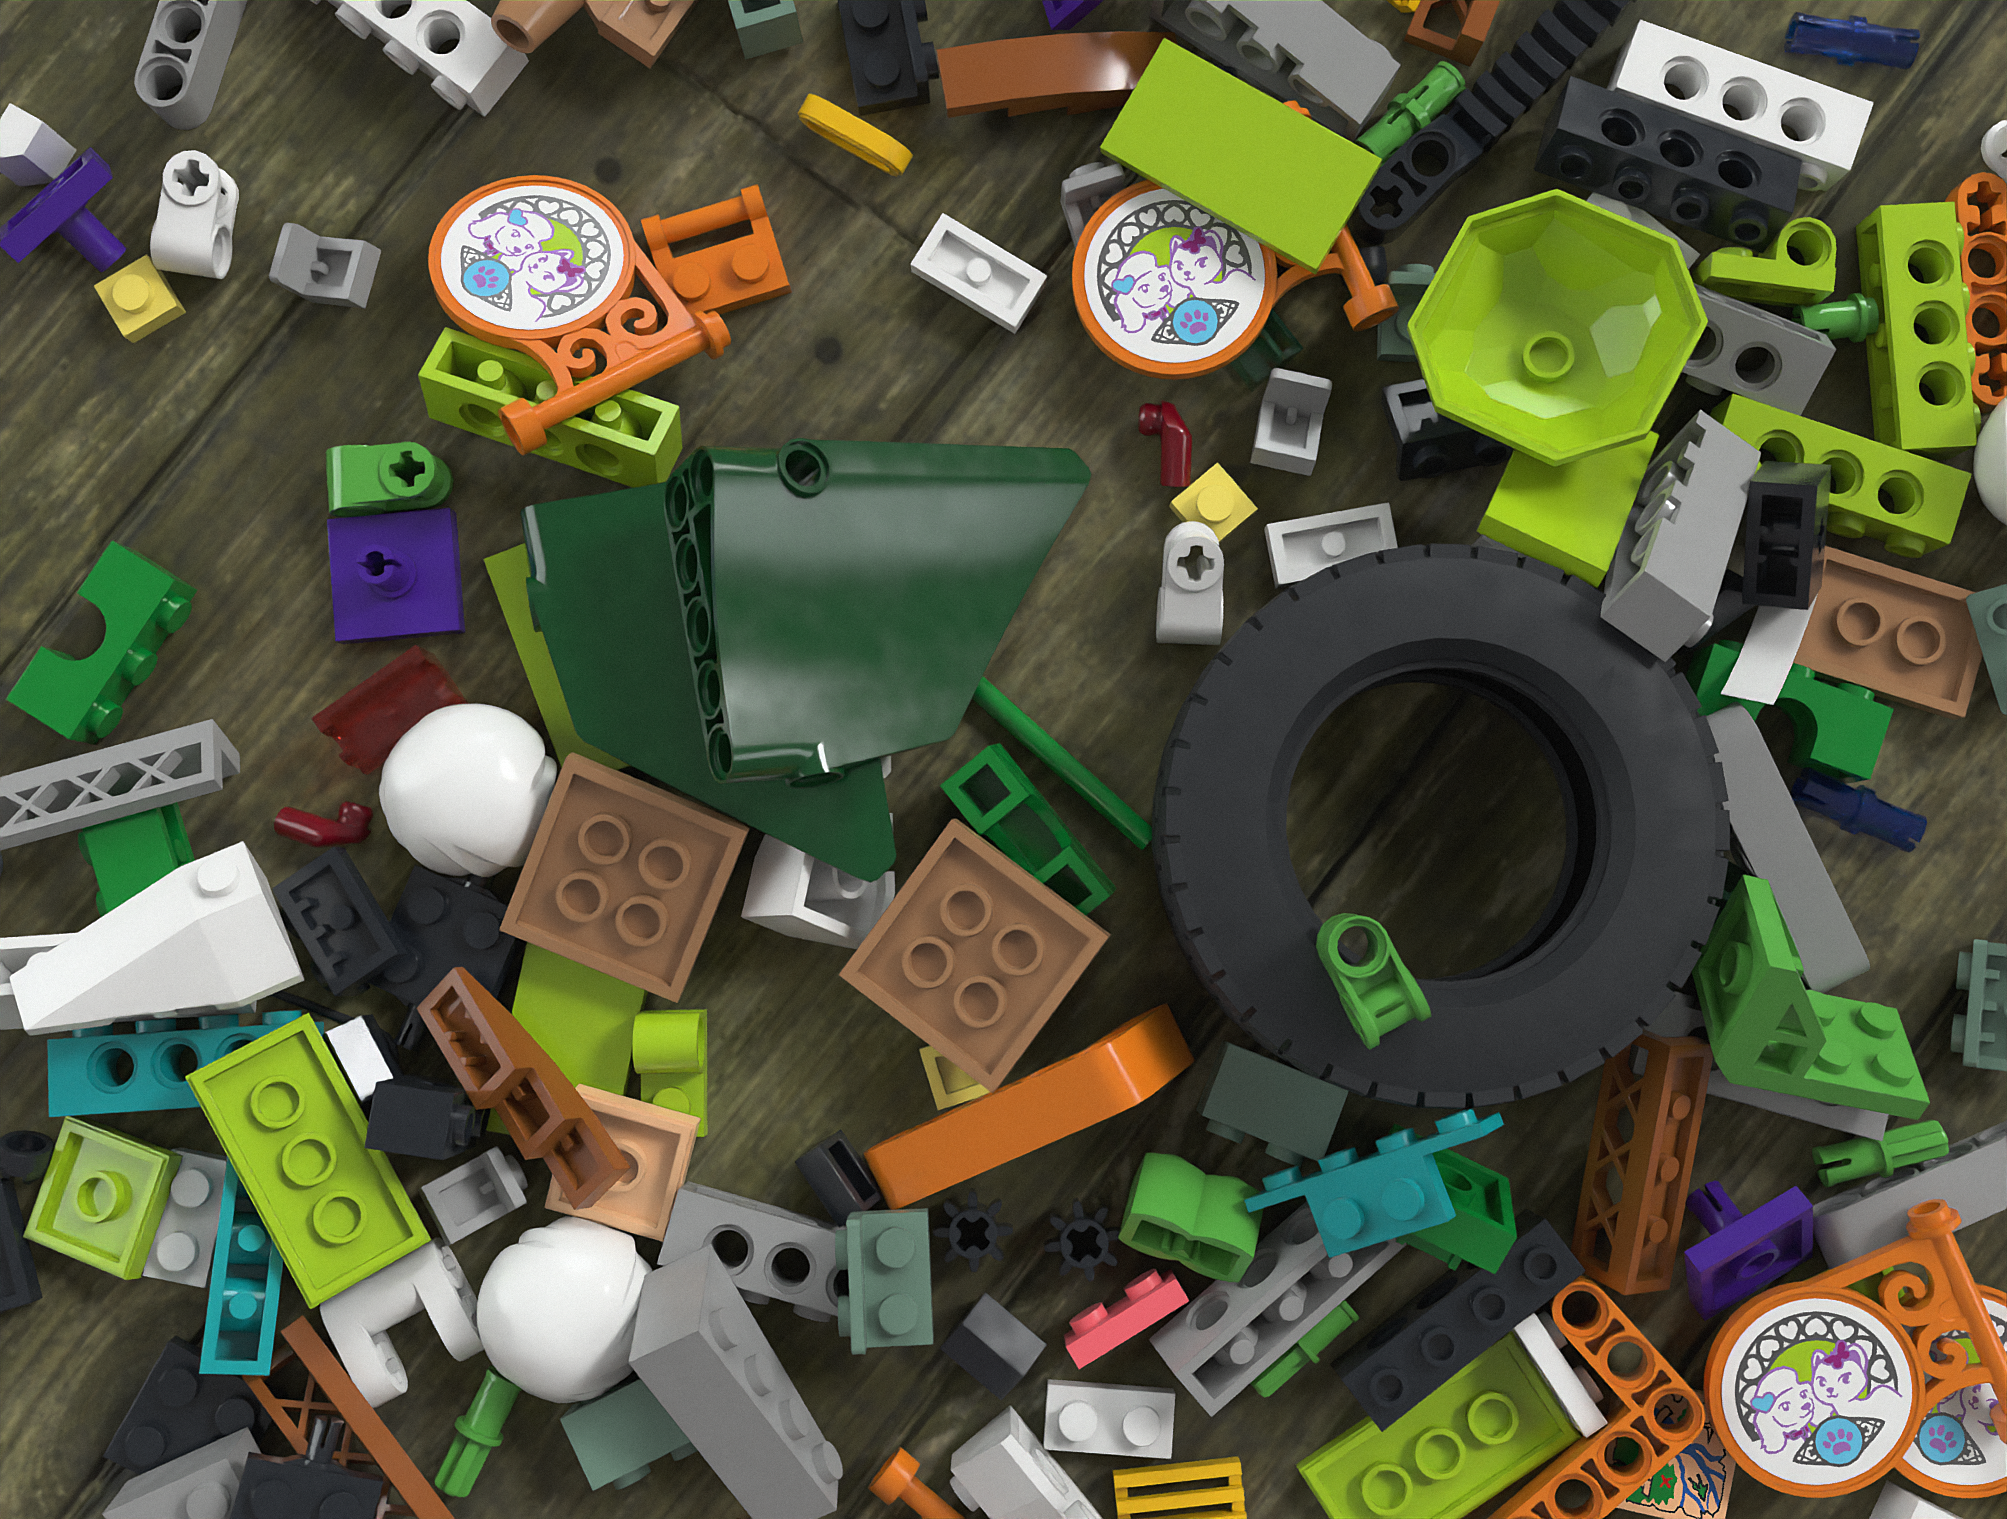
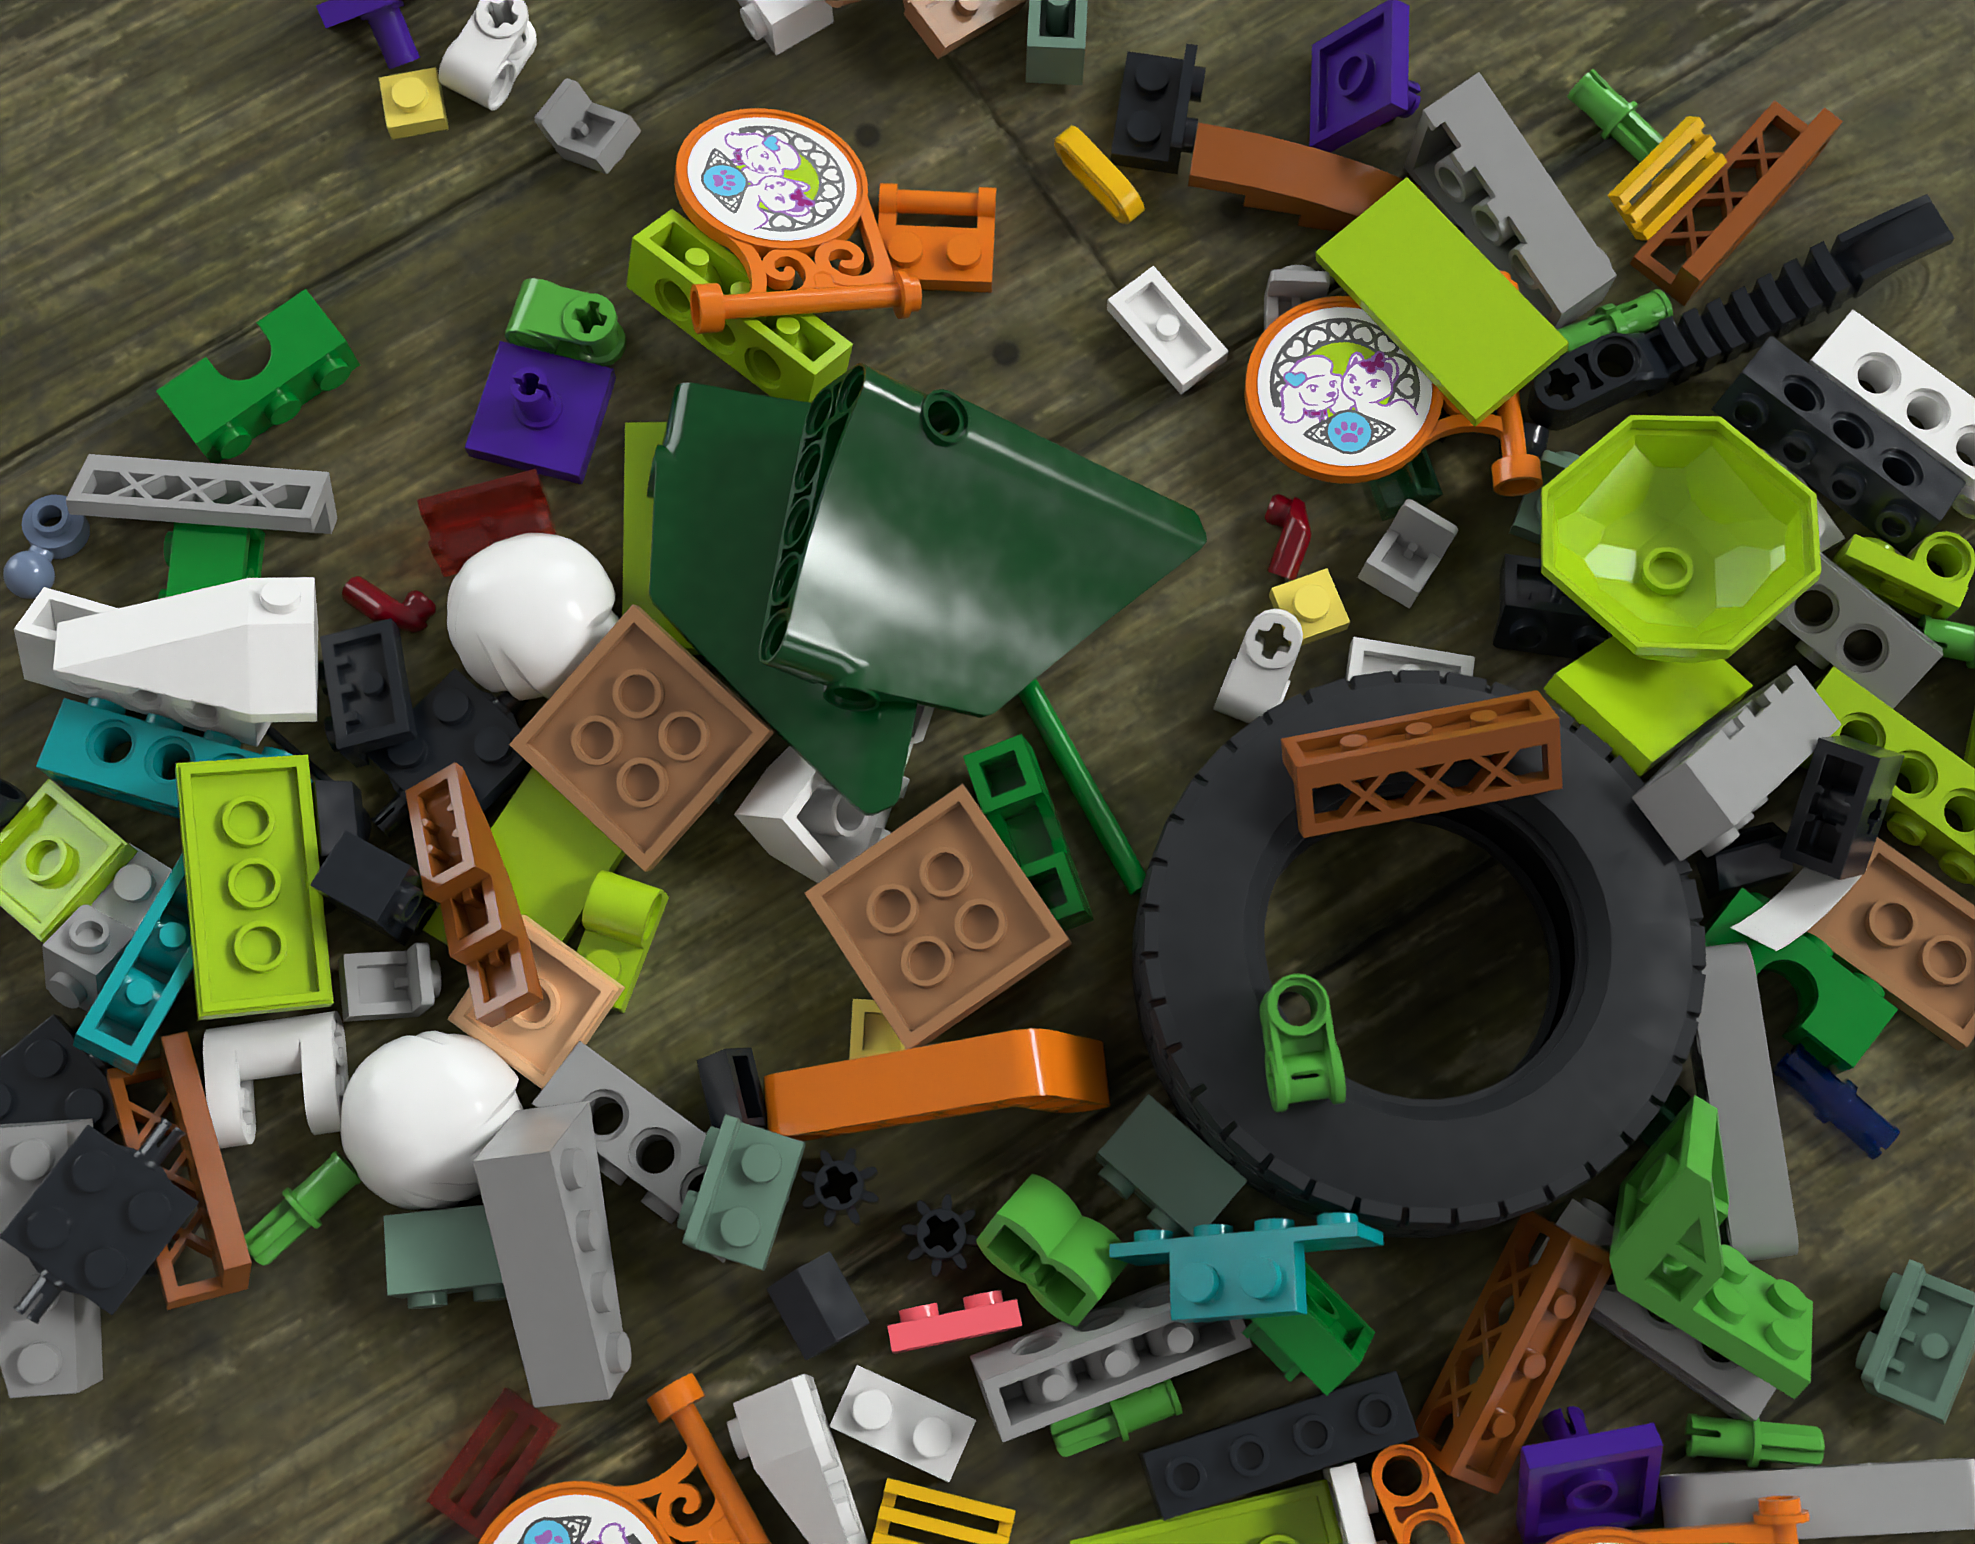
camera: 20 degrees right, 10 degrees down
(173, 1277) = (83, 956): none -> light grey bracket
(1390, 643) = (1418, 741): none -> dark orange fence

